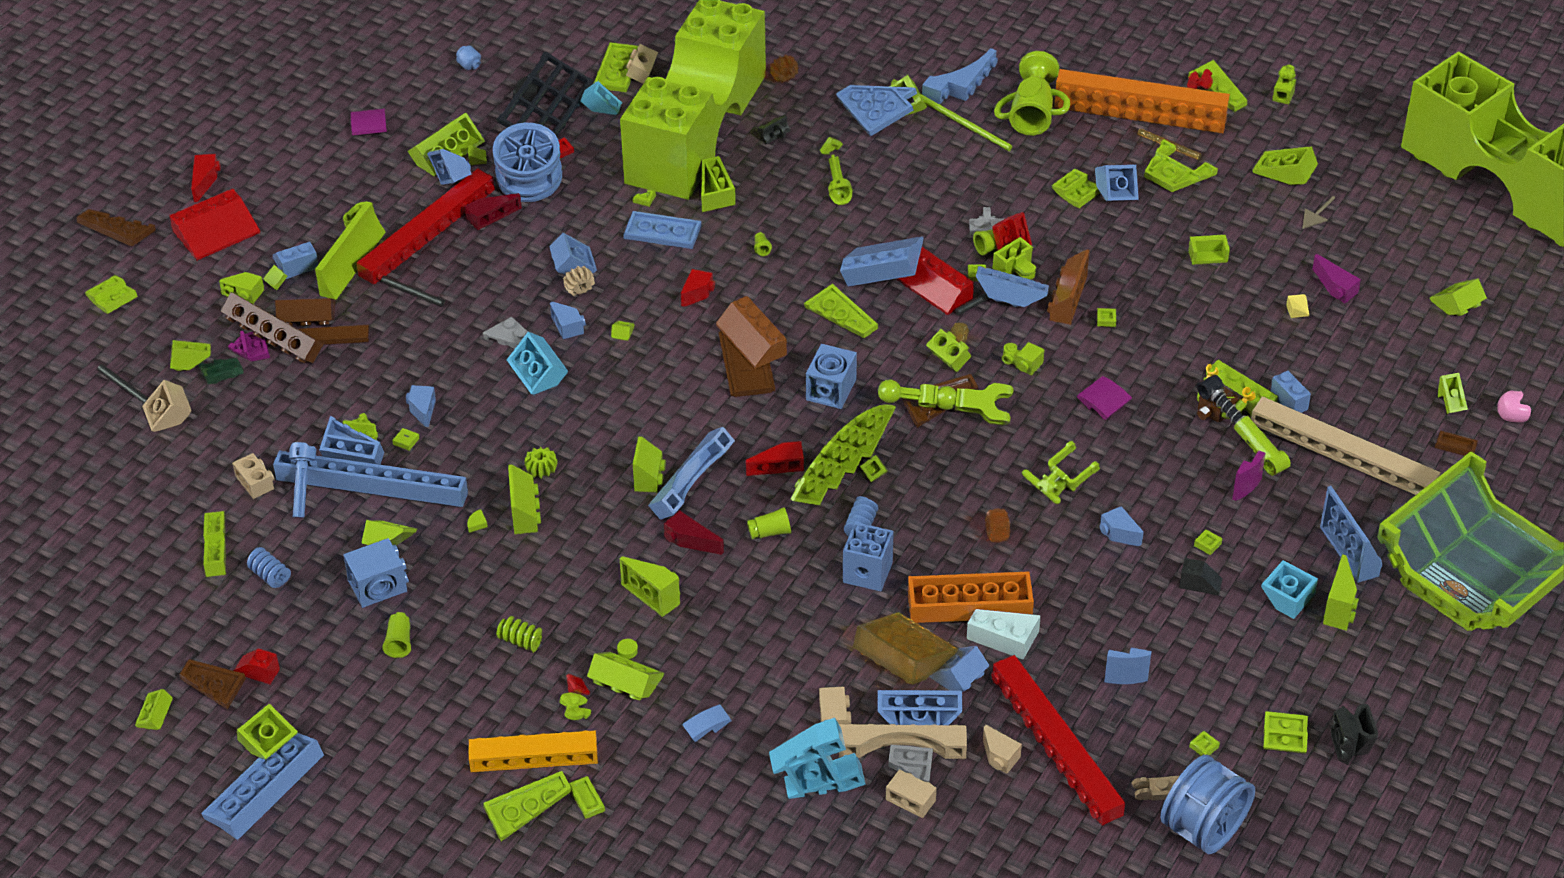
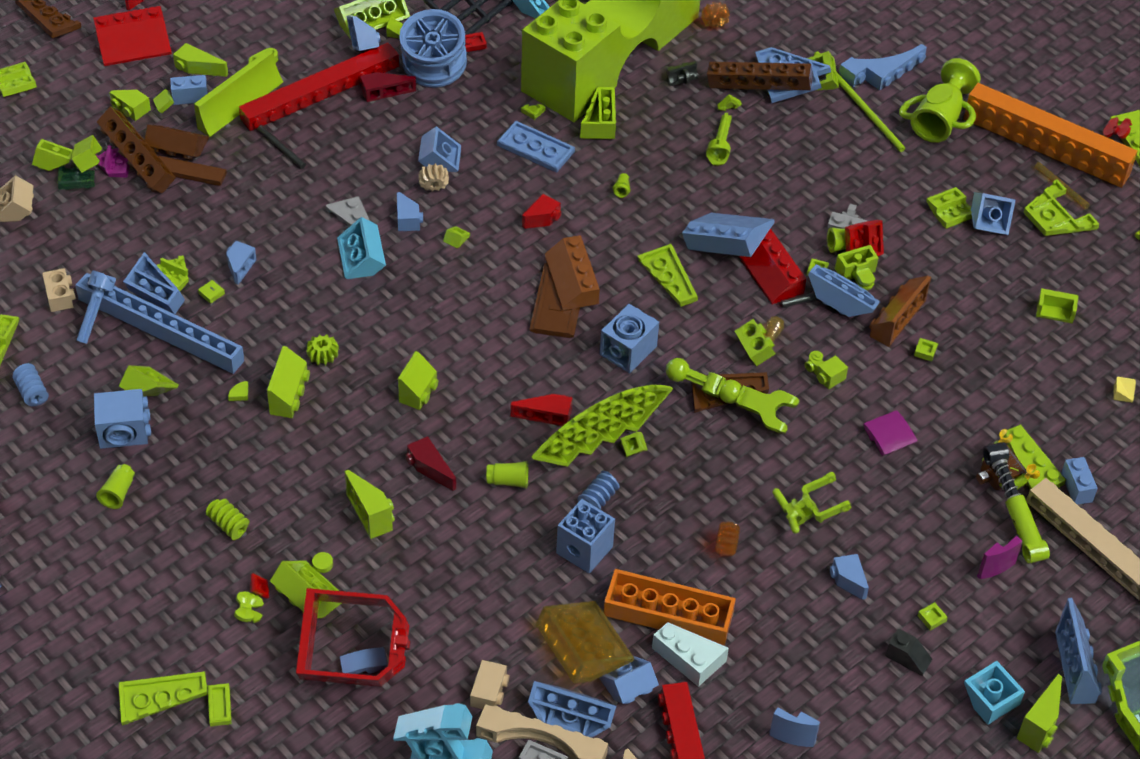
camera: 15 degrees right, 5 degrees up
(224, 343) = (85, 152): none -> lime panel
(292, 232) = (199, 62): none -> lime slope
(533, 751) = (188, 642): light orange brick -> none
(674, 492) = (436, 412): medium blue arch -> none
(737, 688) = (399, 638): none -> red container
(852, 112) = (760, 75): none -> reddish brown brick

